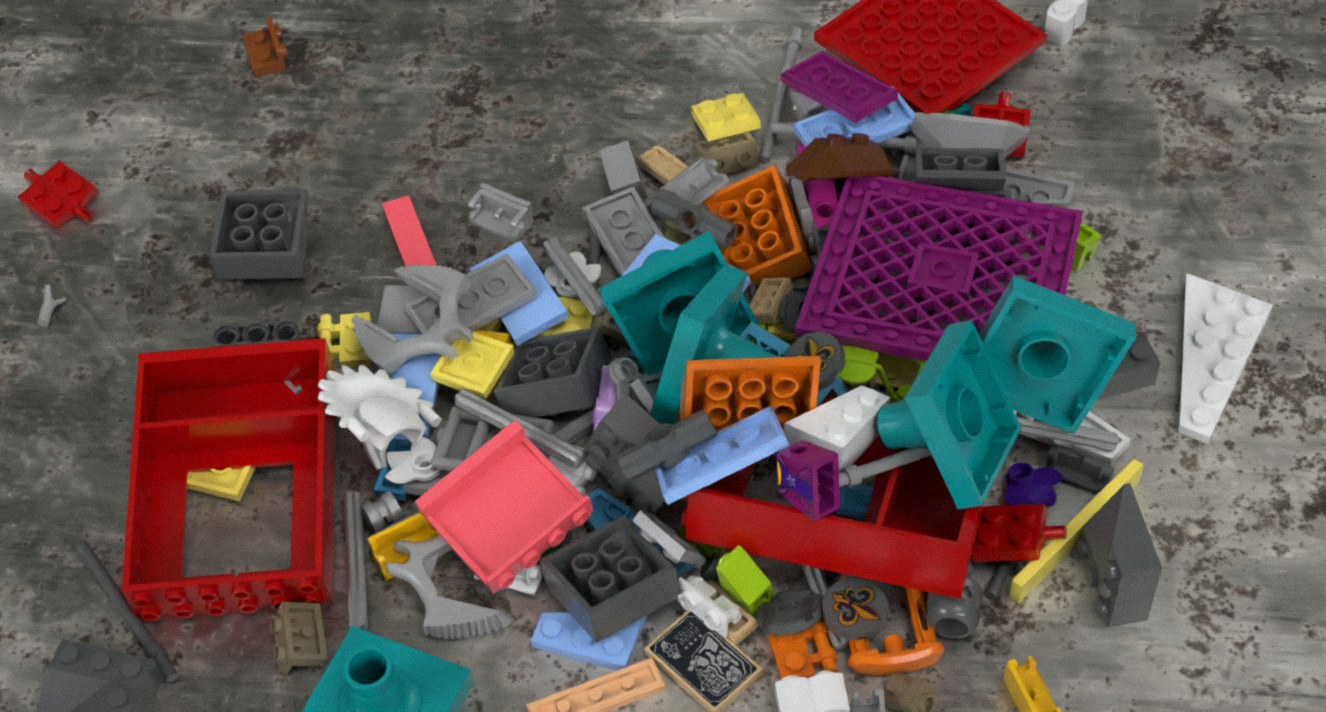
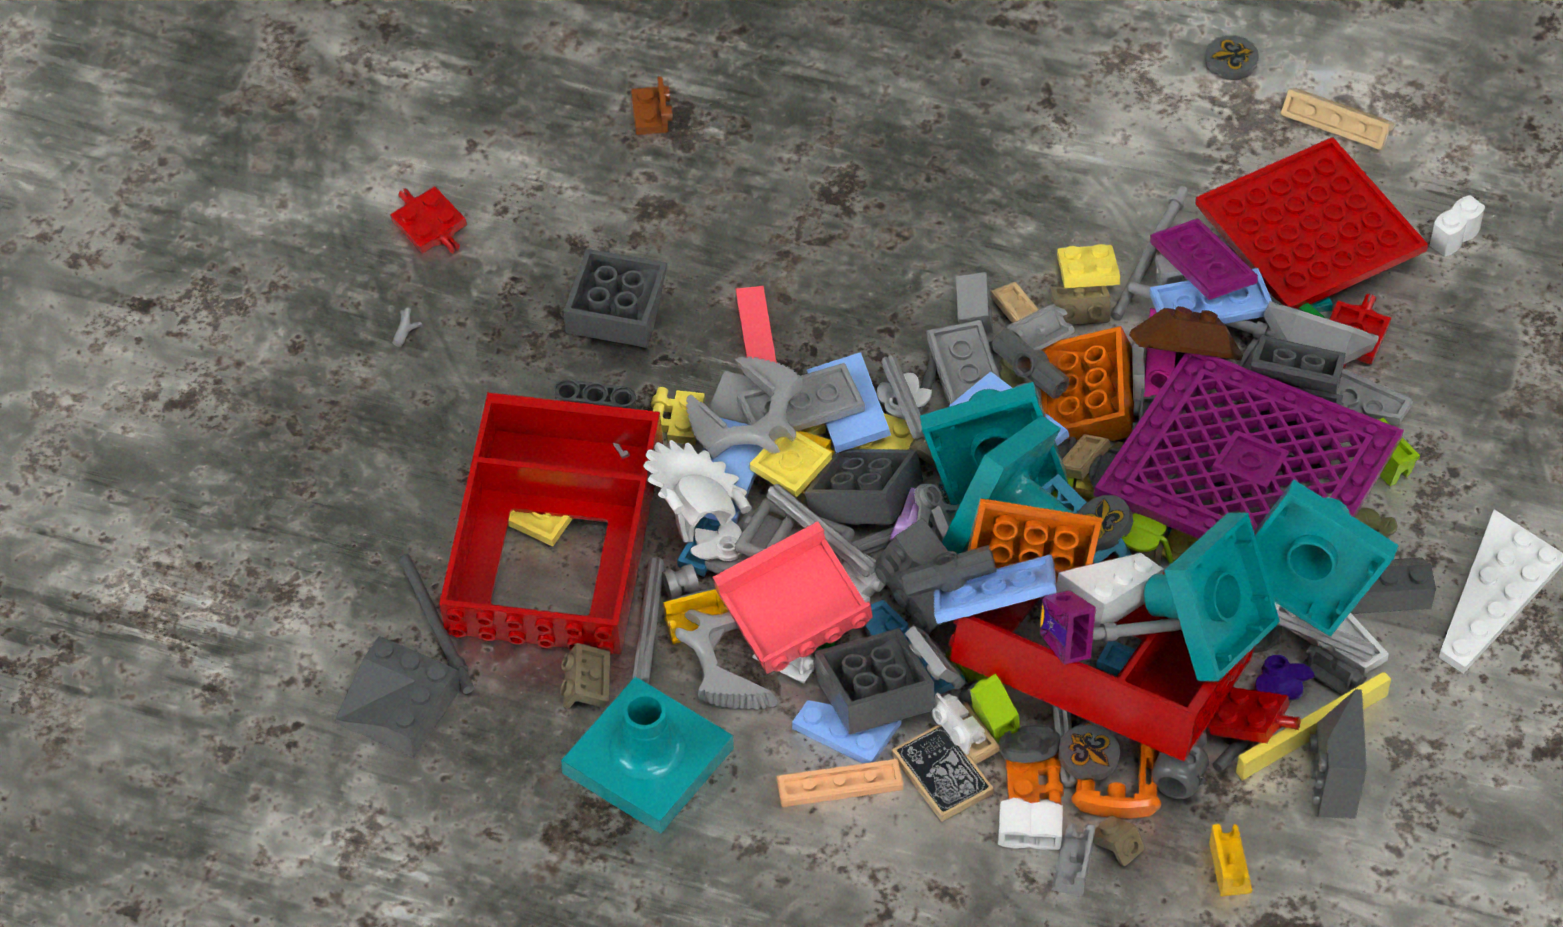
camera: 10 degrees right, 0 degrees up
(500, 212) = (847, 320): light grey hinge -> none

